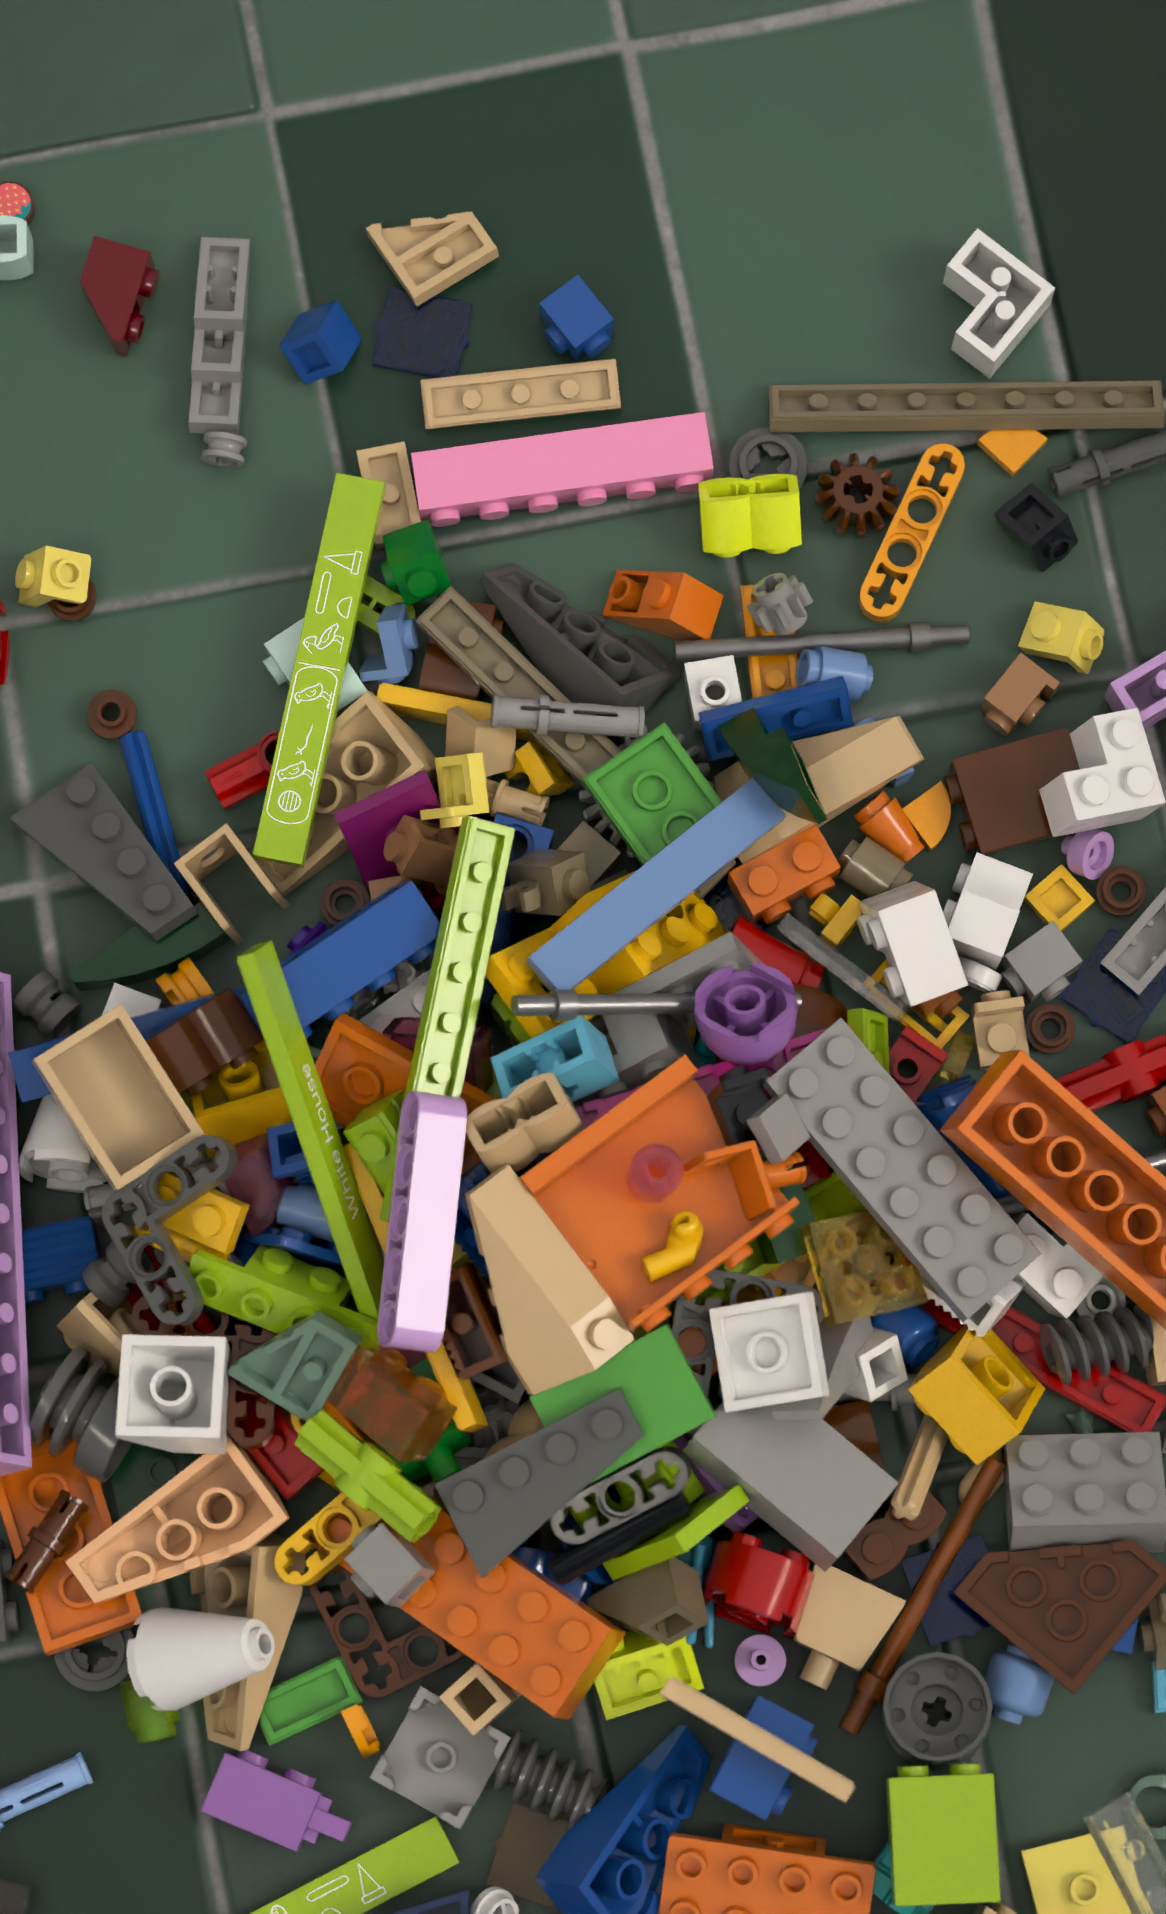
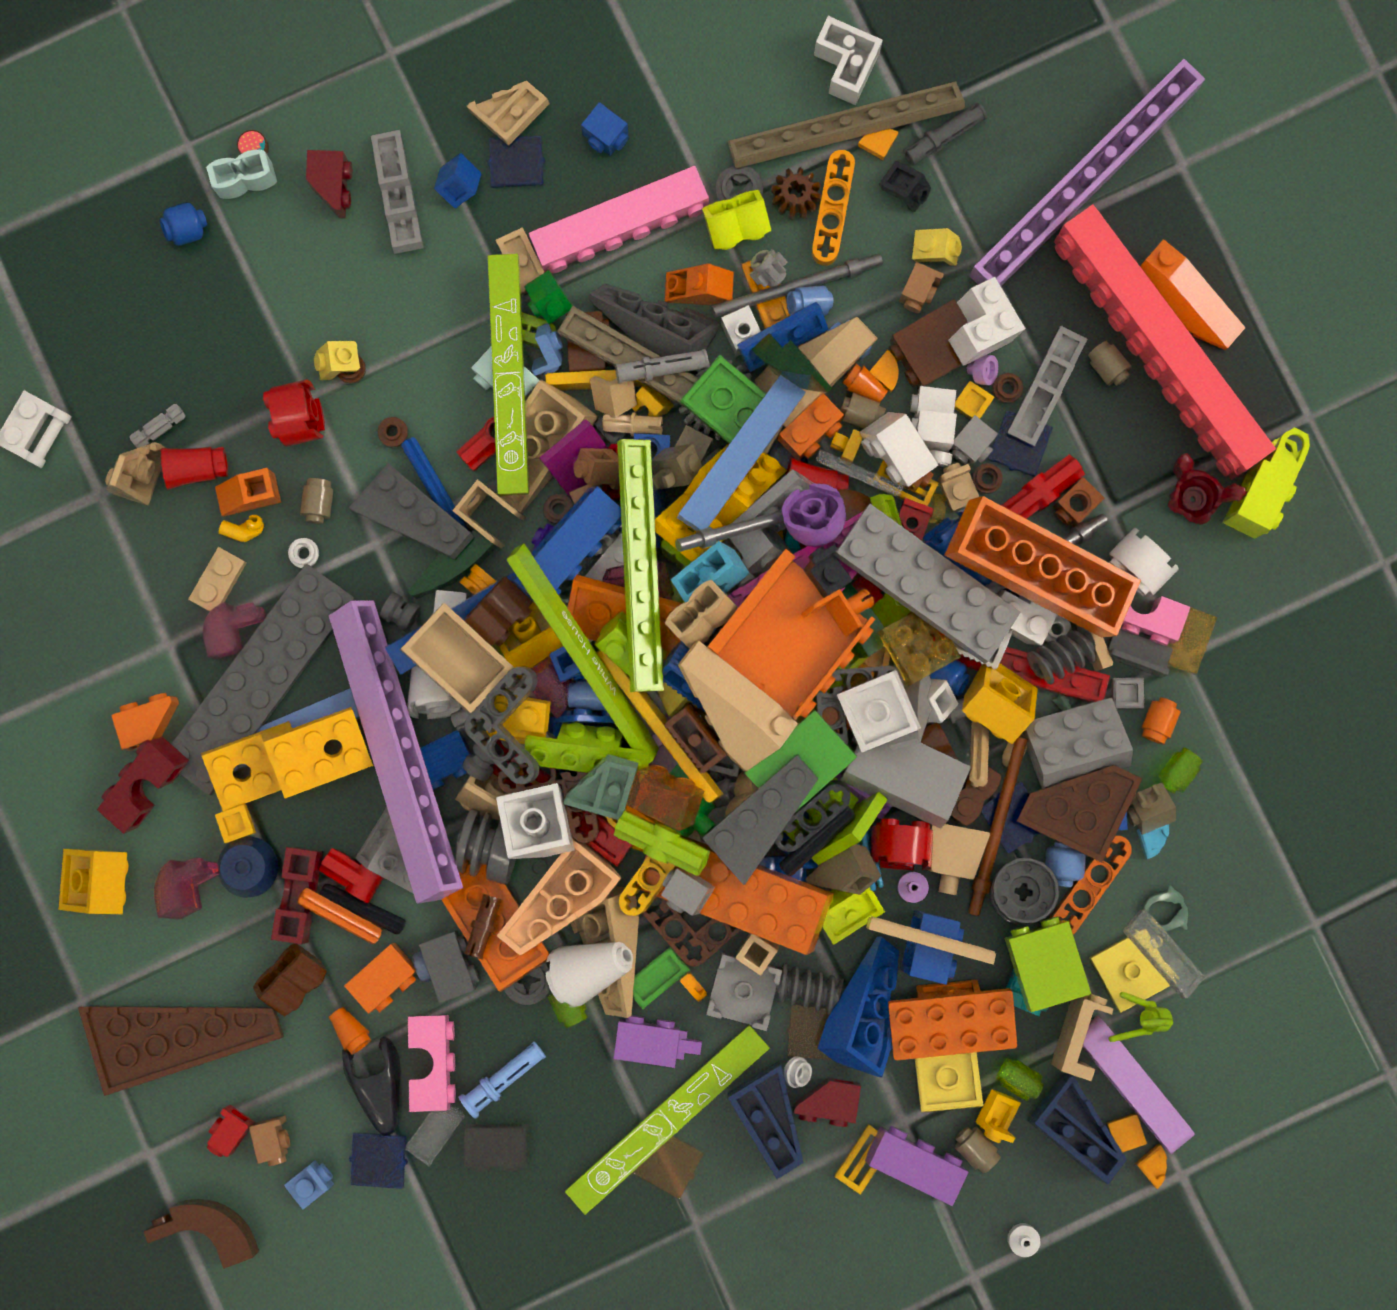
camera: 15 degrees left, 5 degrees up
(223, 449) = (417, 258): light grey bush -> none
(422, 1222) = (656, 687): beam -> none
(460, 789) = (610, 425): light yellow bracket -> none
(520, 394) = (583, 182): tan tile -> none
(647, 1187) = (779, 630): clear pink brick -> none
(680, 1249) = (811, 663): yellow arm -> none
(778, 1128) = (851, 578): light grey tile -> none
(1054, 1738) = (1094, 889): none -> orange beam

